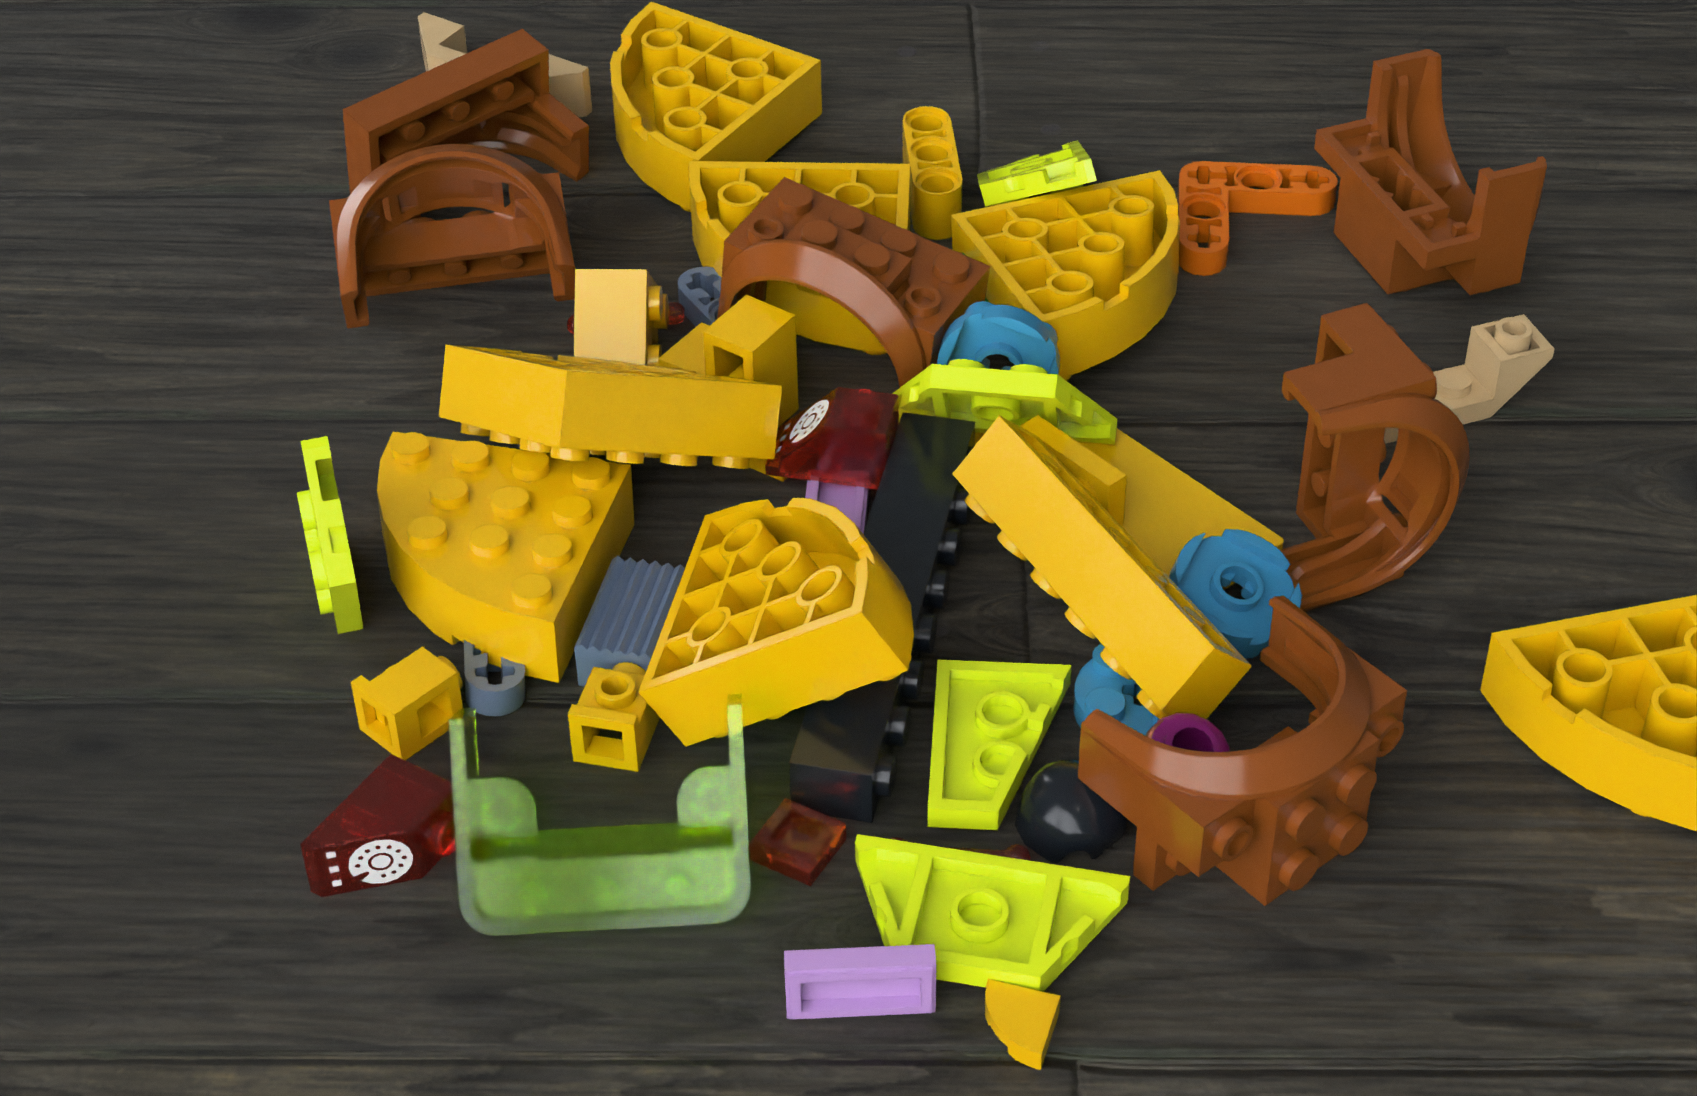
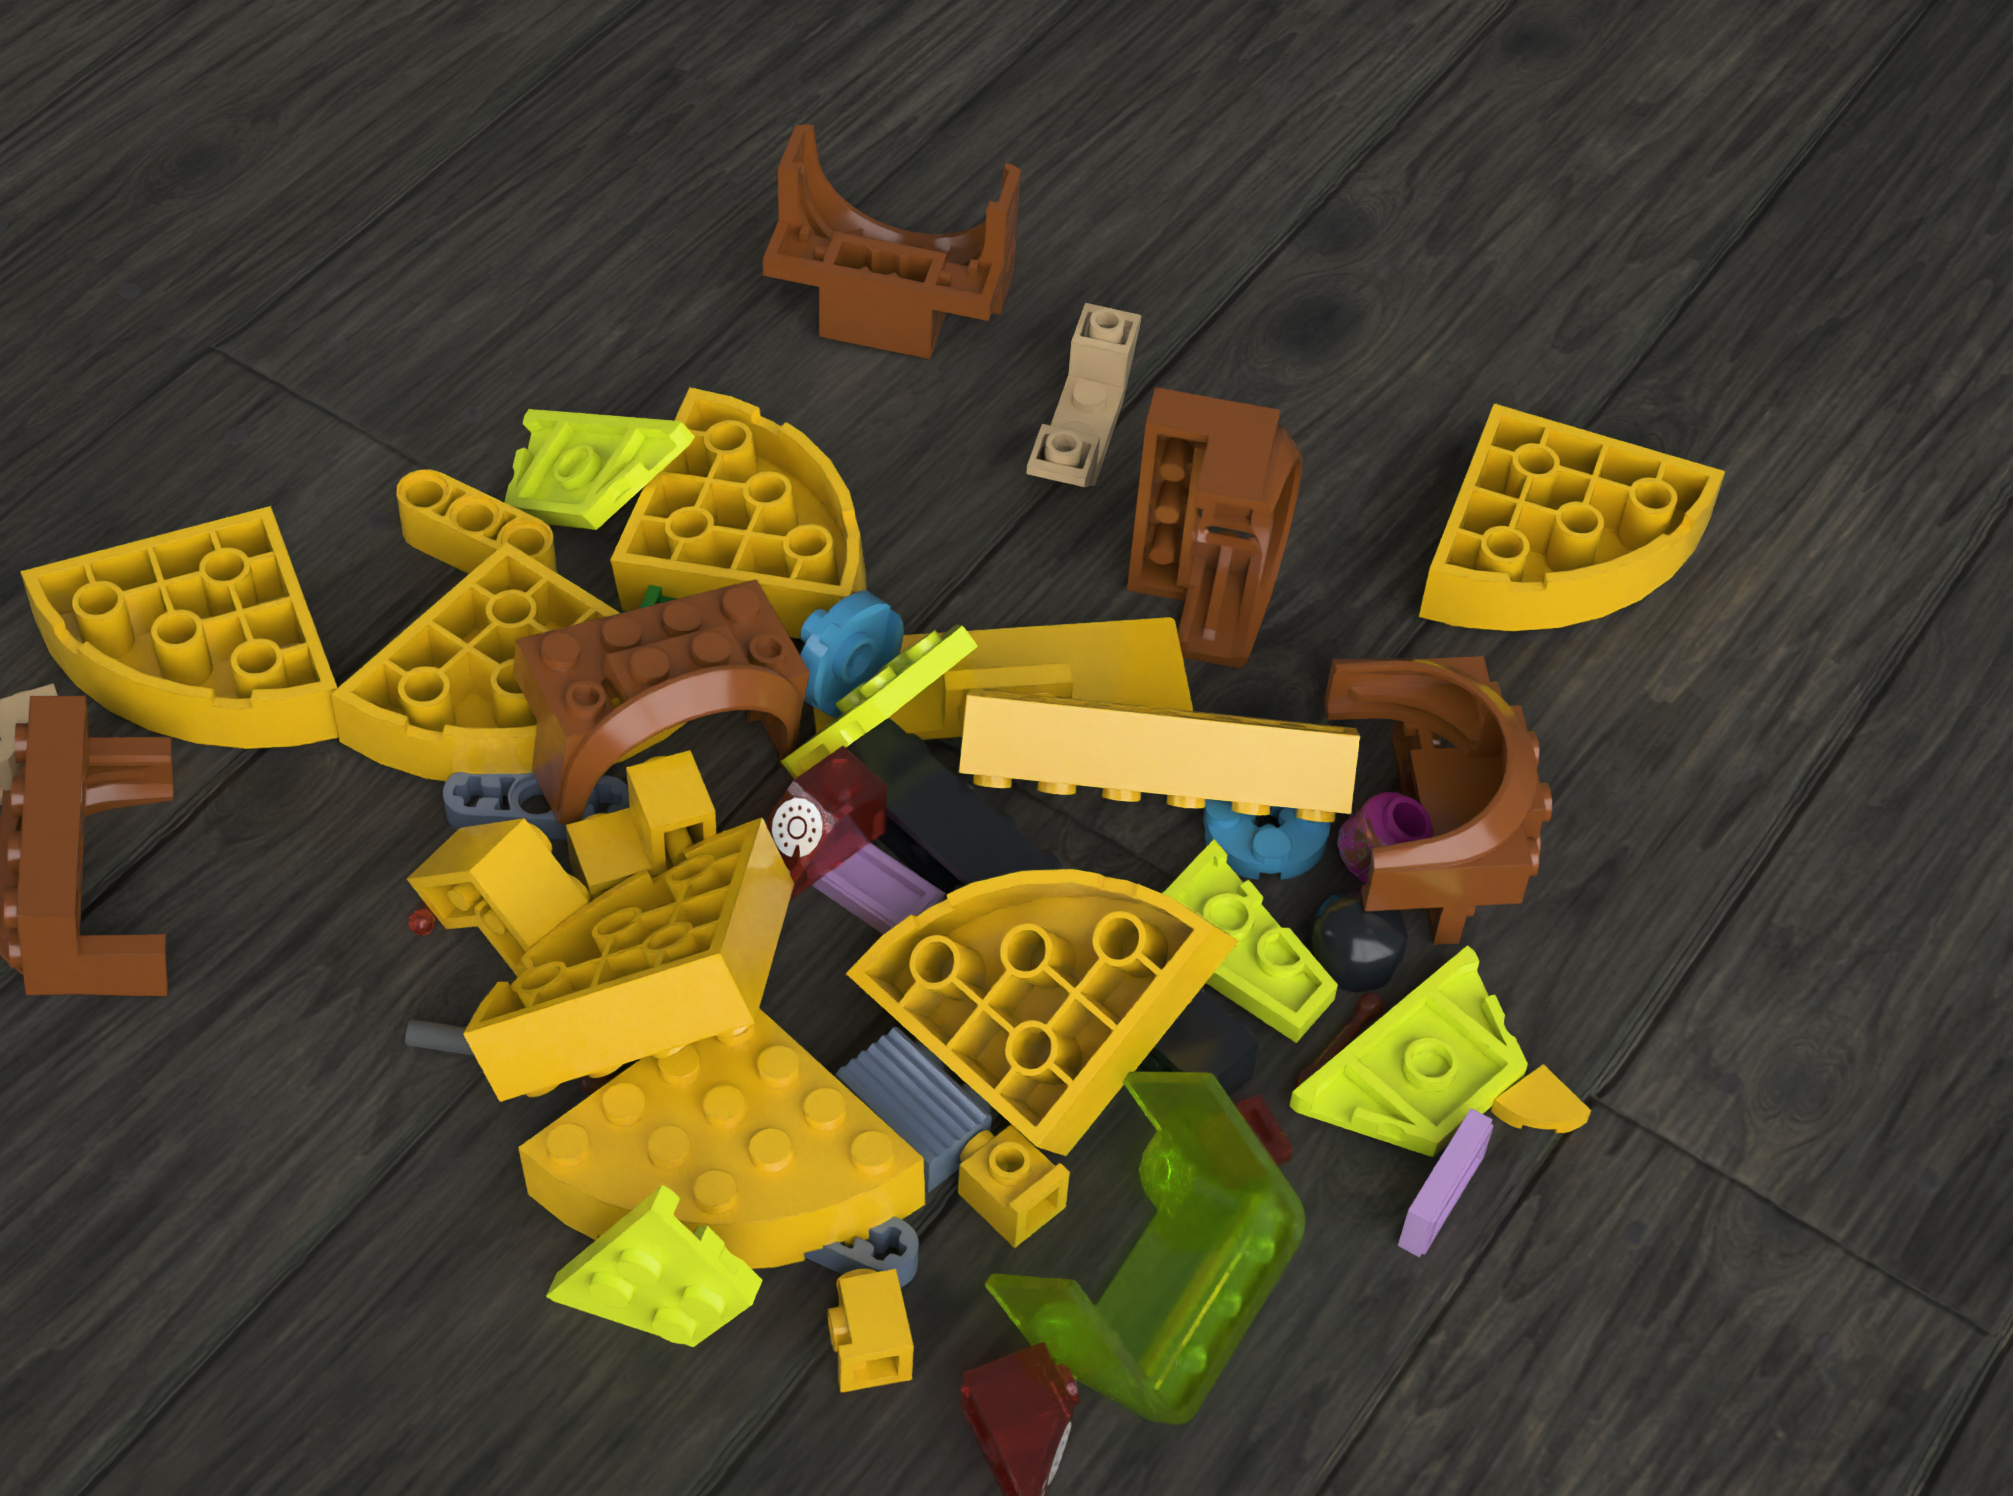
camera: 60 degrees left, 10 degrees up
(428, 253) = (277, 864): dark orange piece -> none
(1226, 188) = (707, 366): orange beam -> none
(1246, 560) = (1202, 658): dark azure plate -> none

